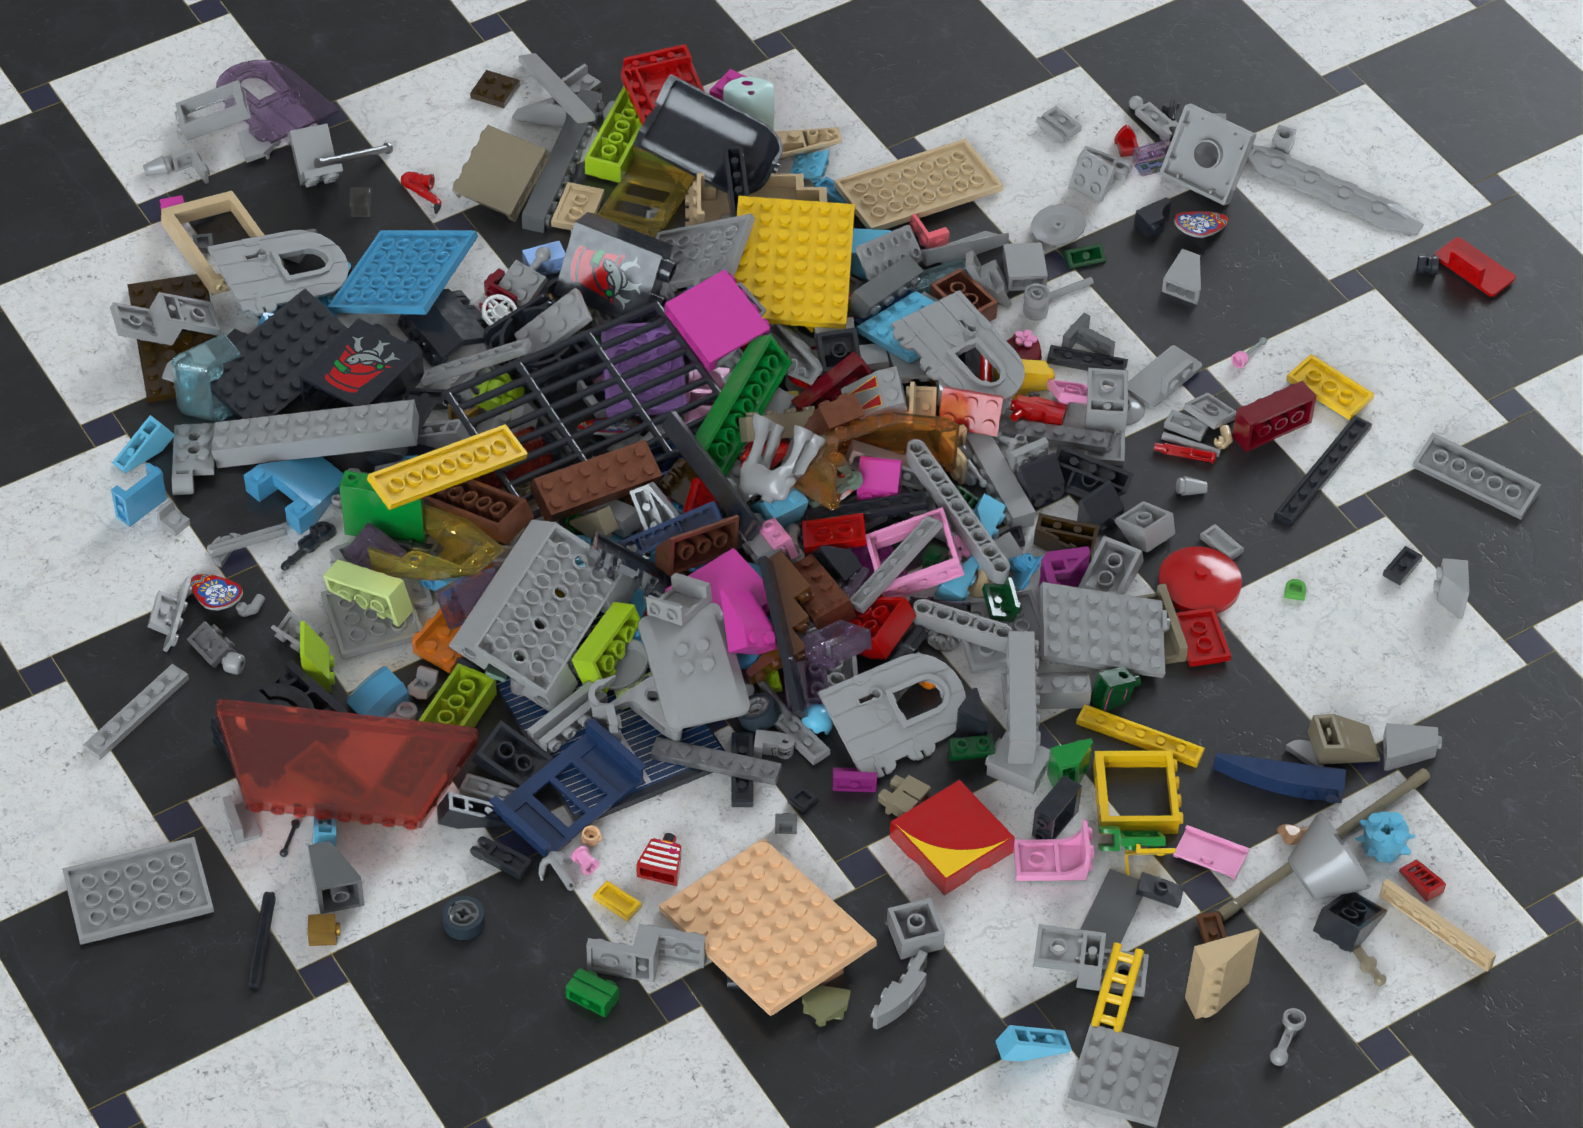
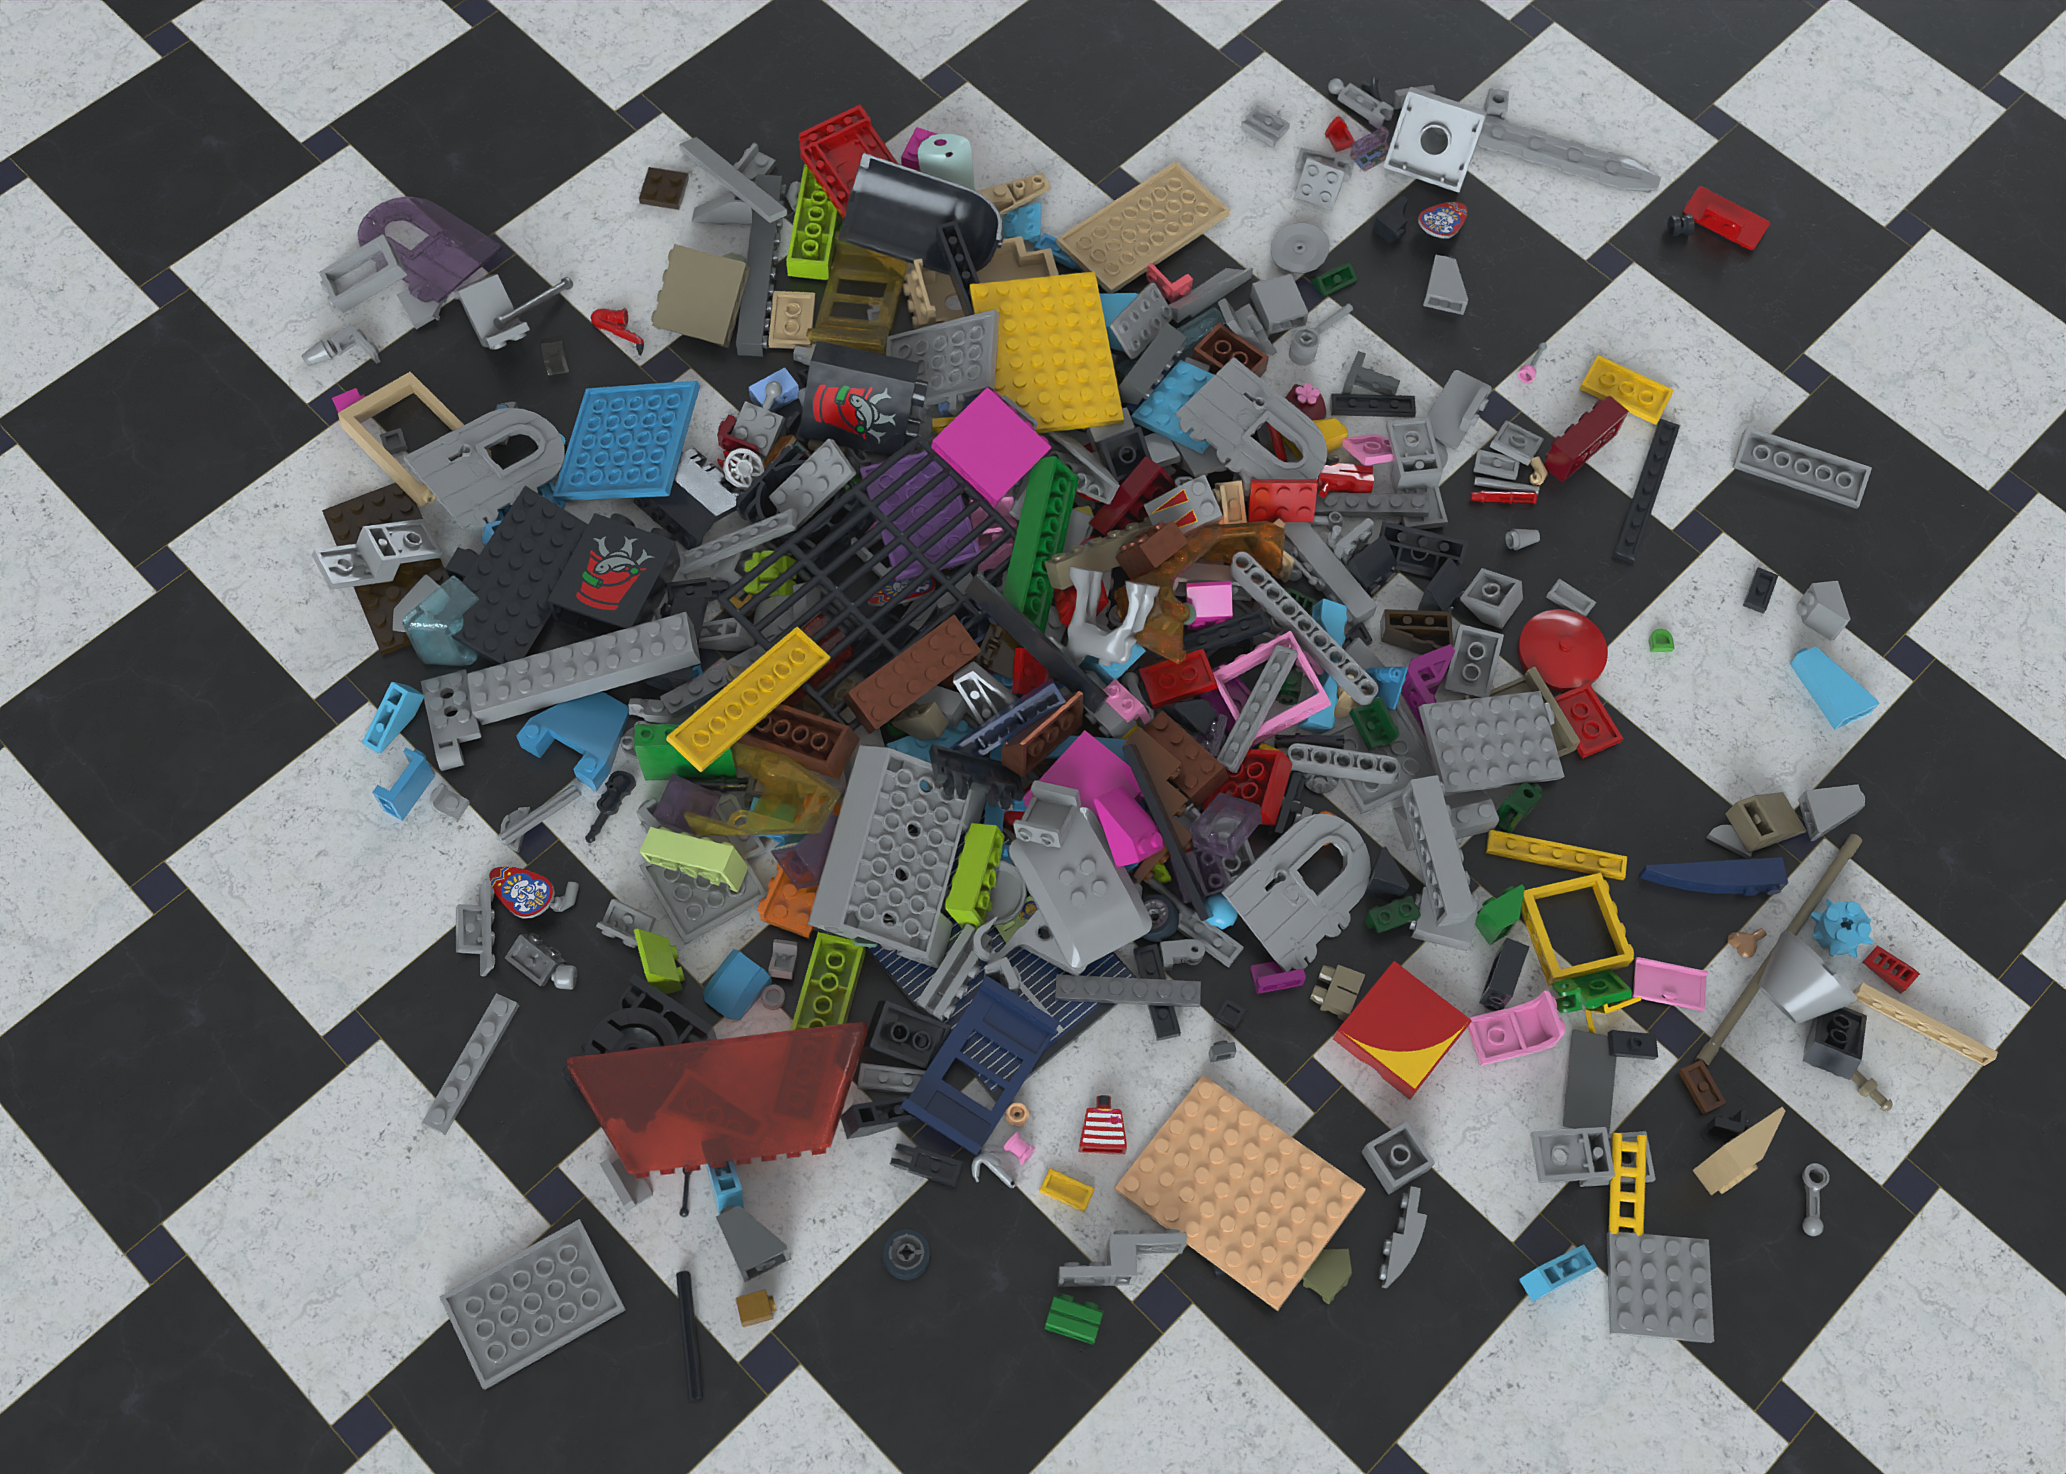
camera: 15 degrees left, 15 degrees up
(1444, 654) = (1832, 688): none -> medium azure slope

